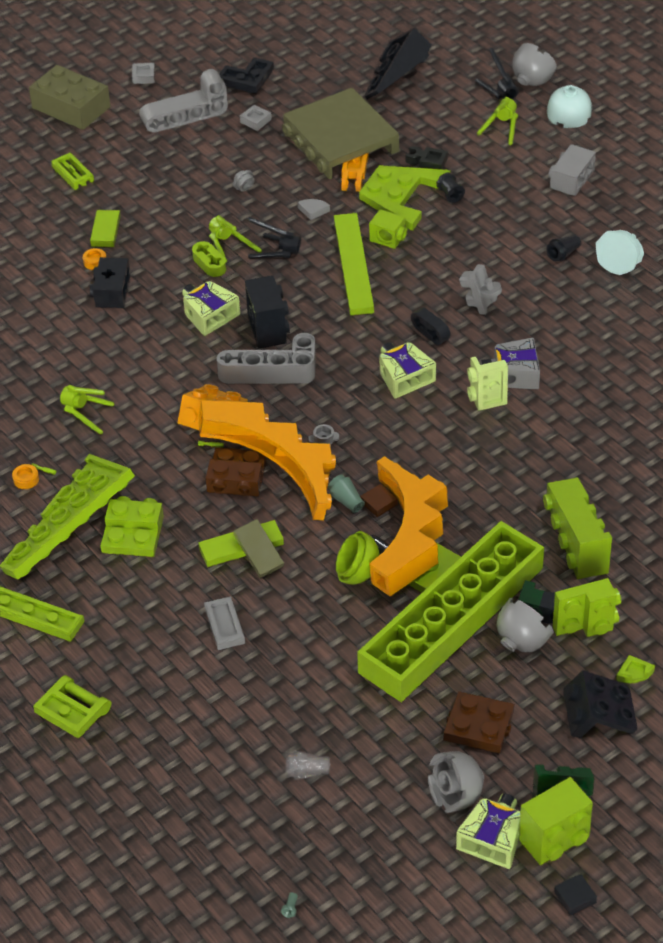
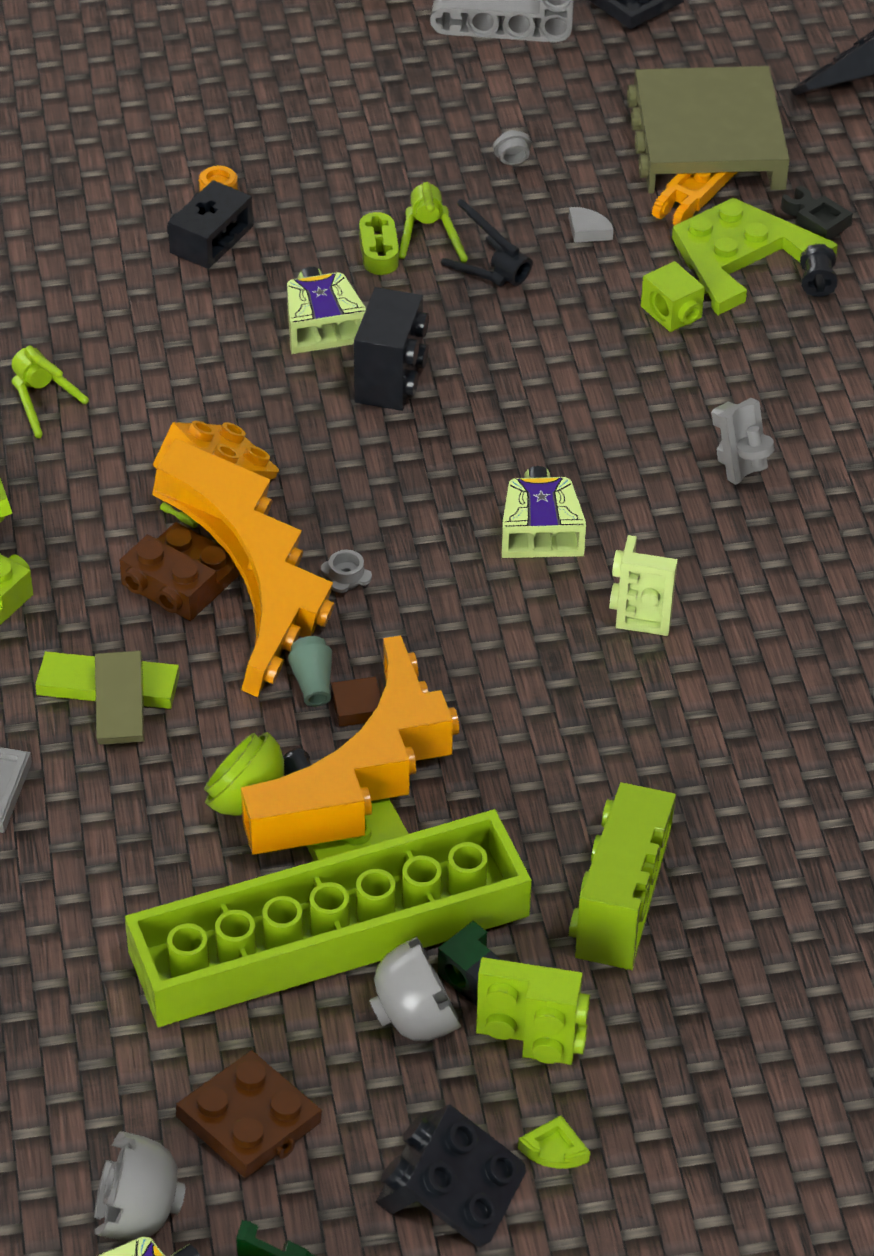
camera: 25 degrees right, 0 degrees up
(68, 172) = (284, 62): lime tile -> none
(105, 228) = (265, 144): lime tile -> none
(255, 117) = (599, 62): light grey plate -> none
(270, 366) = (348, 435): light grey beam -> none
(353, 264) = (586, 331): lime tile -> none
(430, 326) = (630, 468): black beam -> none
(521, 362) = (719, 578): light grey torso -> none

